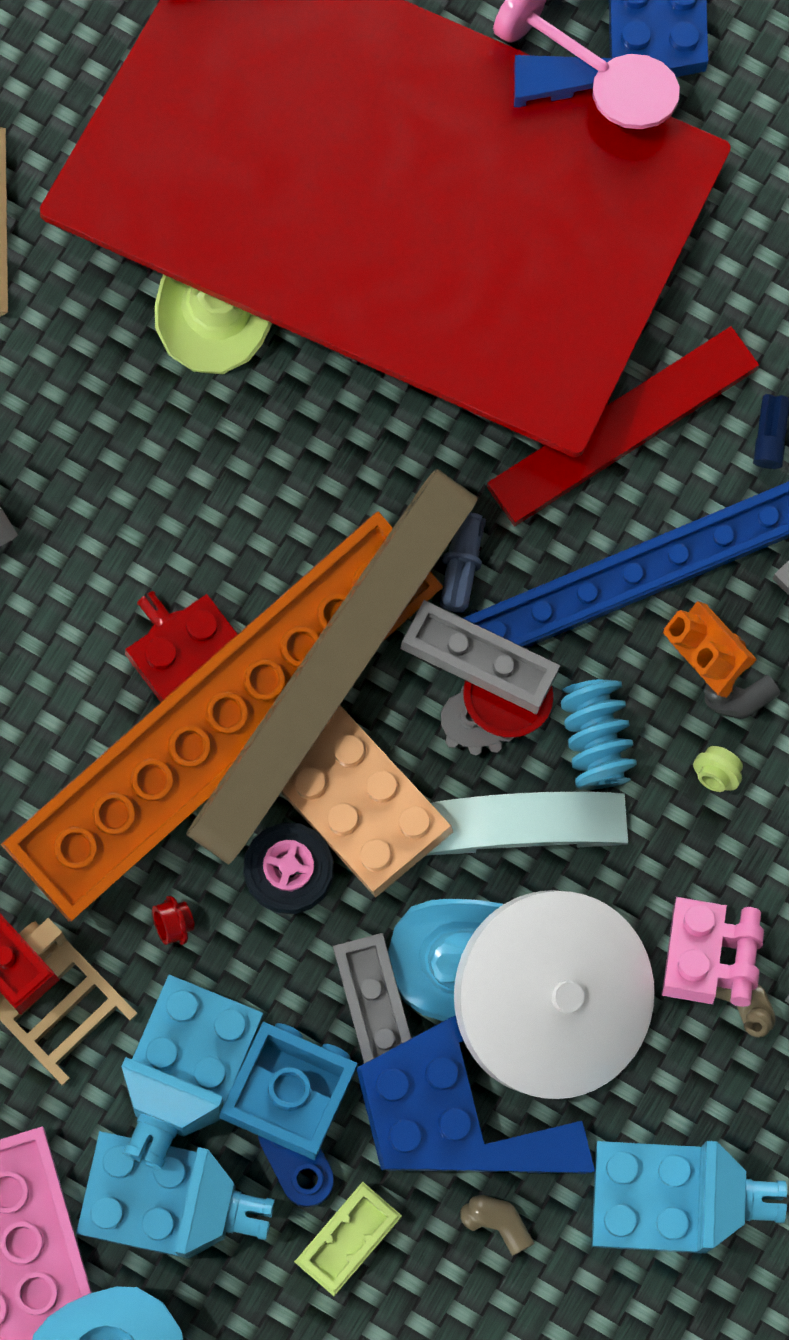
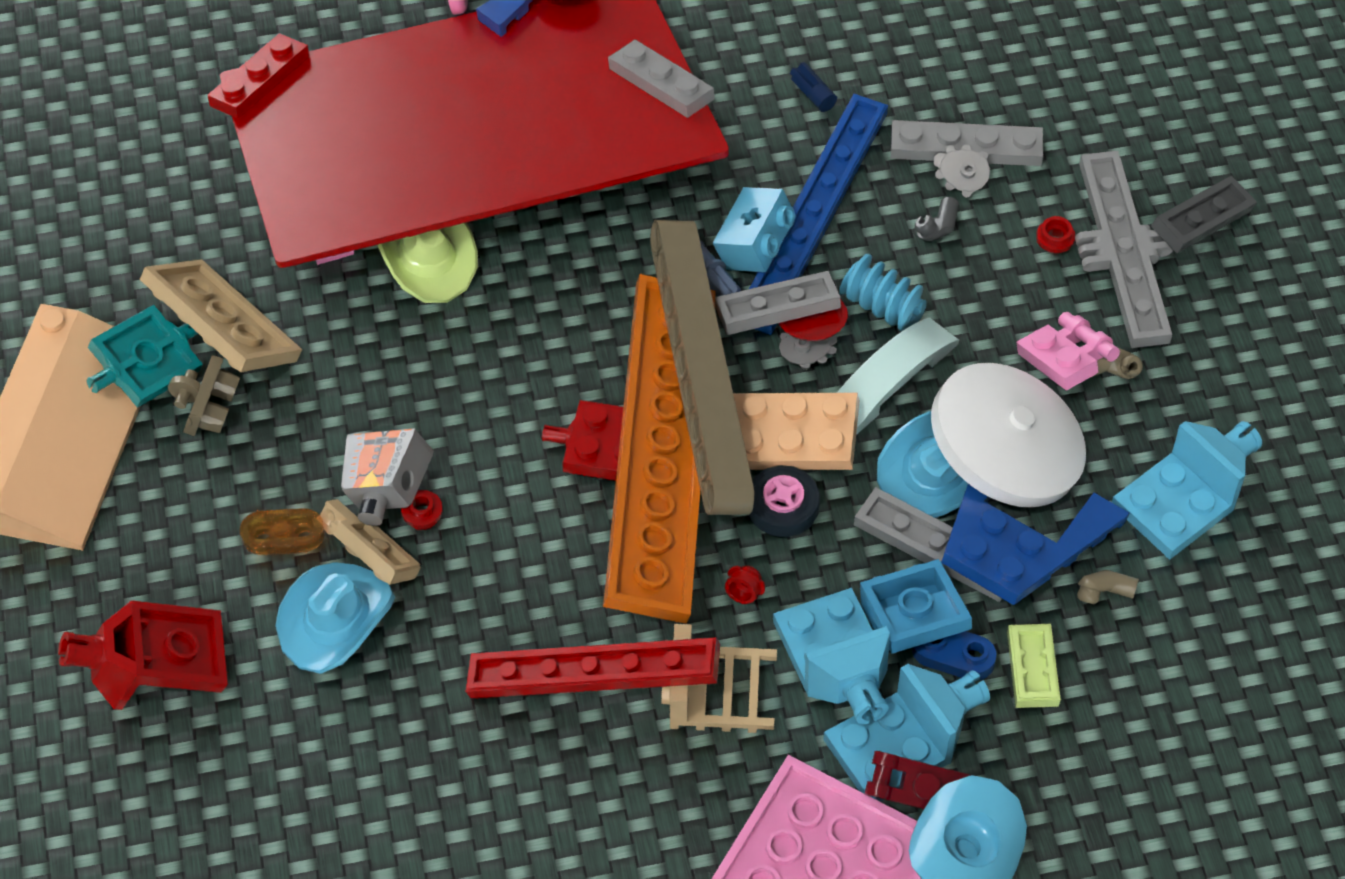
camera: 40 degrees left, 20 degrees down
(128, 1259) = (917, 783): none -> dark red plate
(542, 553) = (754, 229): none -> medium azure brick
(604, 305) = (661, 78): none -> light grey plate
(626, 425) = (736, 120): red tile -> none
(709, 647) = (899, 203): orange hips -> none
(718, 769) = (968, 261): yellowish green plate -> none

